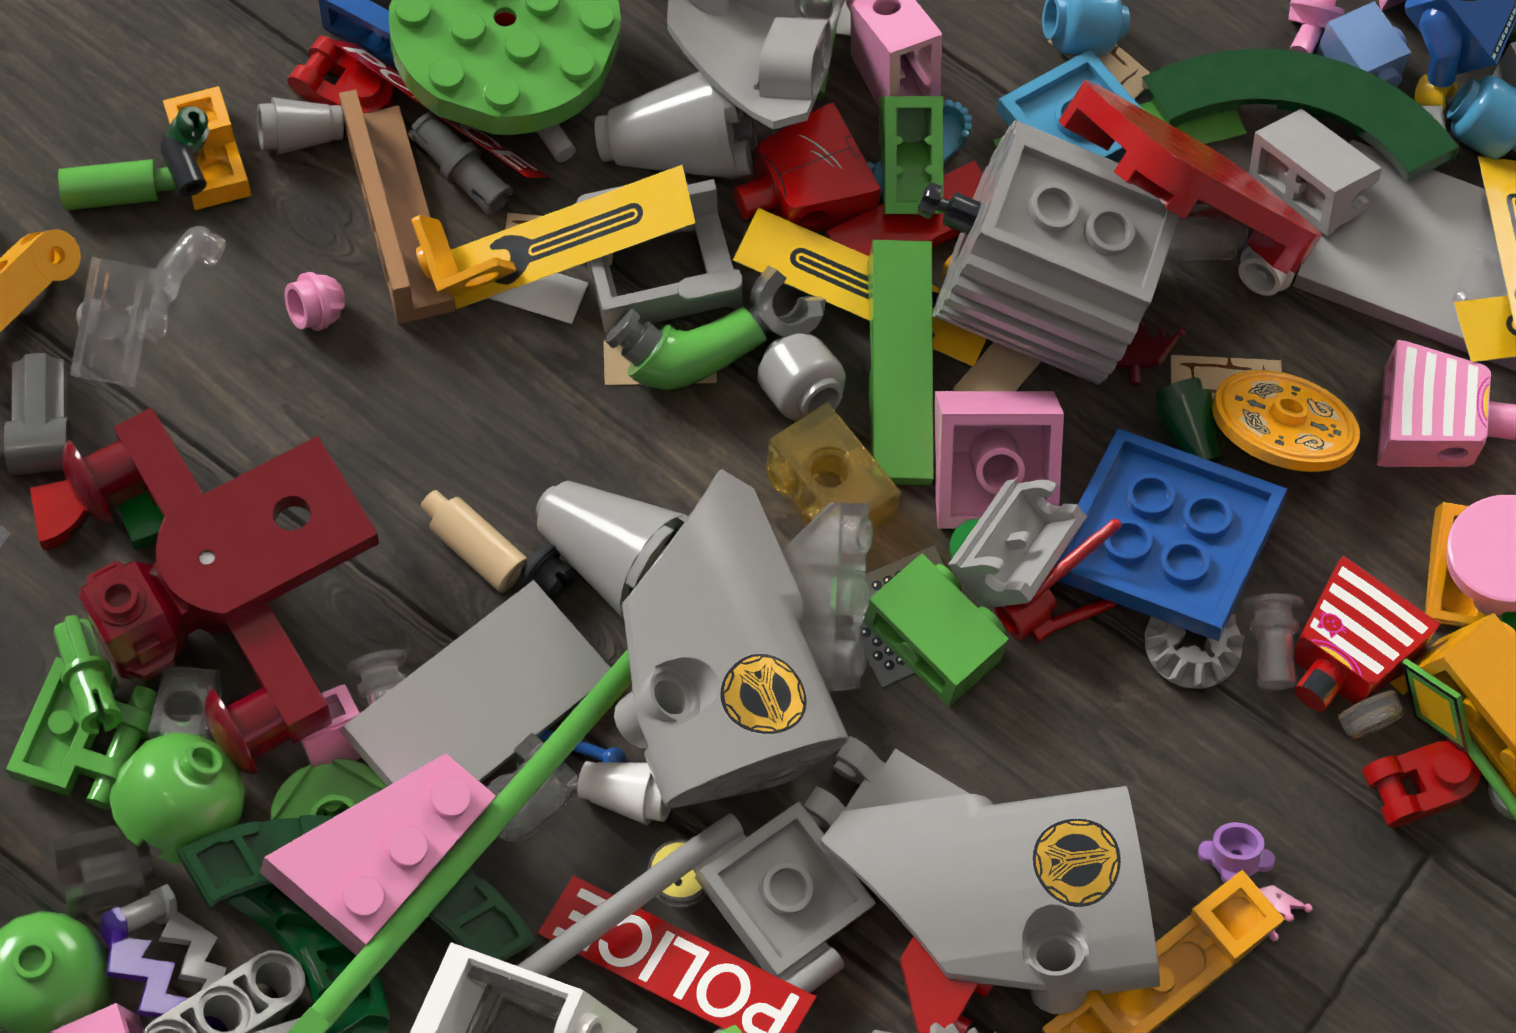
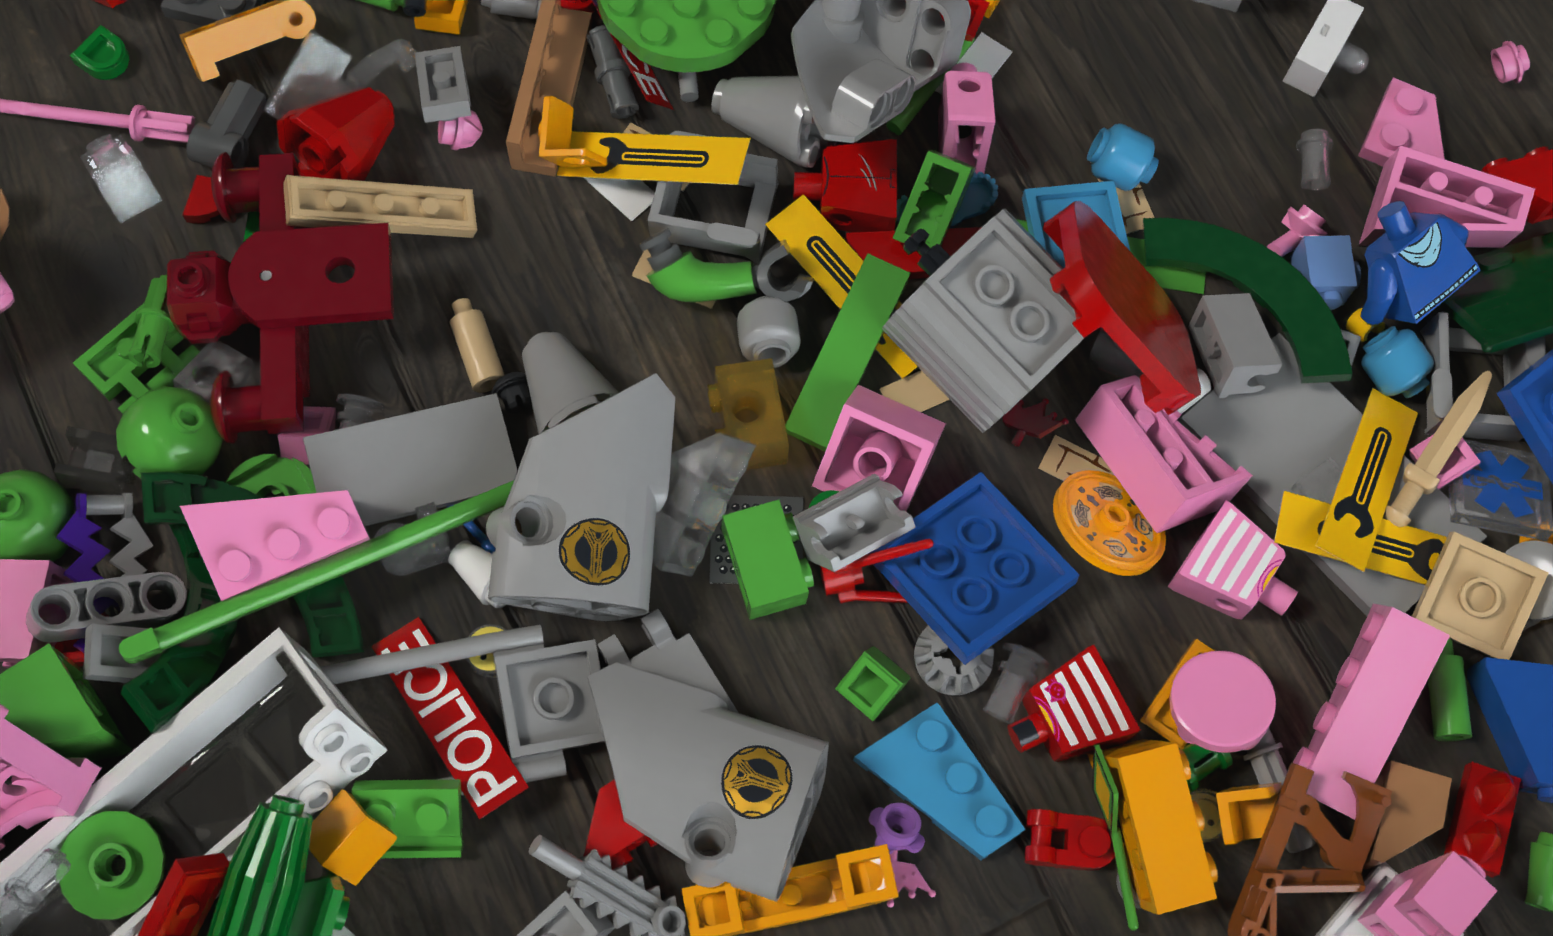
camera: 25 degrees right, 5 degrees up
(184, 373) = (338, 134): none -> red cone
(254, 434) = (403, 206): none -> tan tile
(278, 258) = (443, 84): none -> light grey plate
(1122, 712) = (872, 682): none -> bright green slope
(1189, 418) = (1037, 488): dark green cone -> none
(1255, 779) = (944, 780): none -> dark azure wing
(1297, 327) = (1156, 457): none -> bright pink wedge
(1371, 714) = (1055, 772): clear tile -> none

